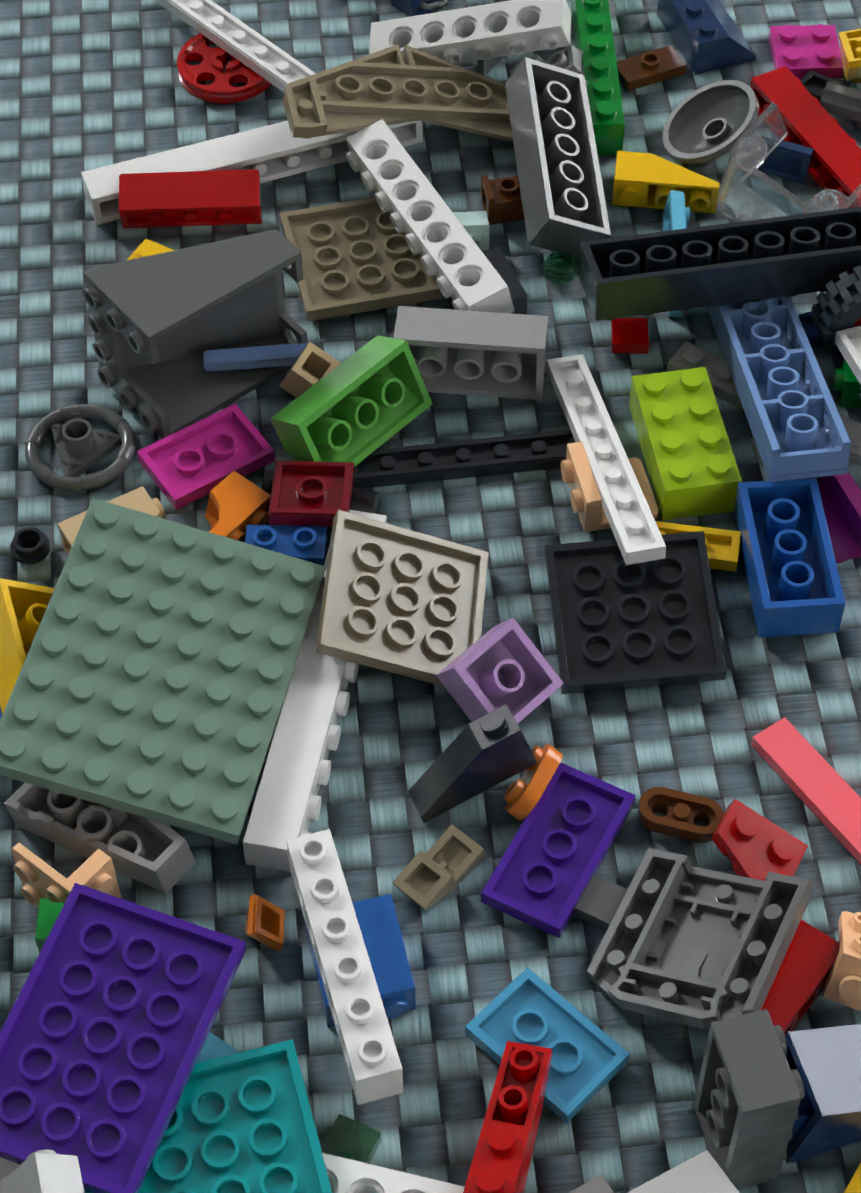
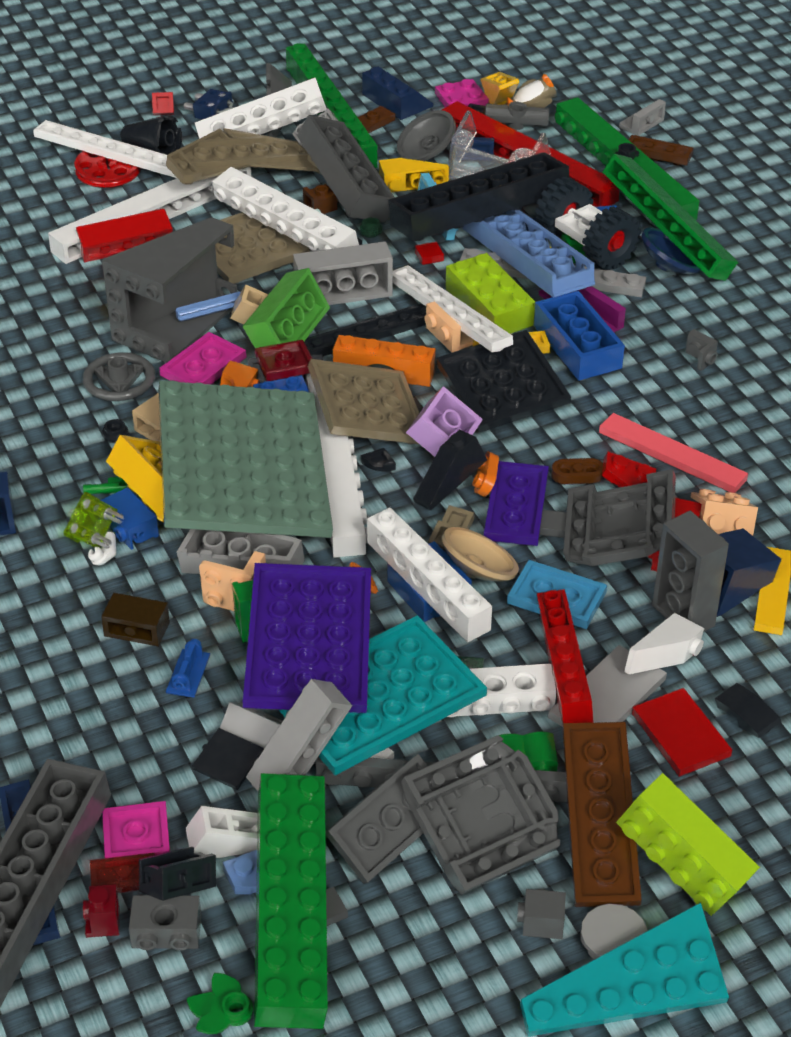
camera: 20 degrees left, 10 degrees down
(309, 32) = (154, 134): none -> black cone
(387, 704) = (378, 460): none -> black tile
(430, 503) = (413, 360): none -> orange arch
(451, 938) = (479, 555): none -> tan dish

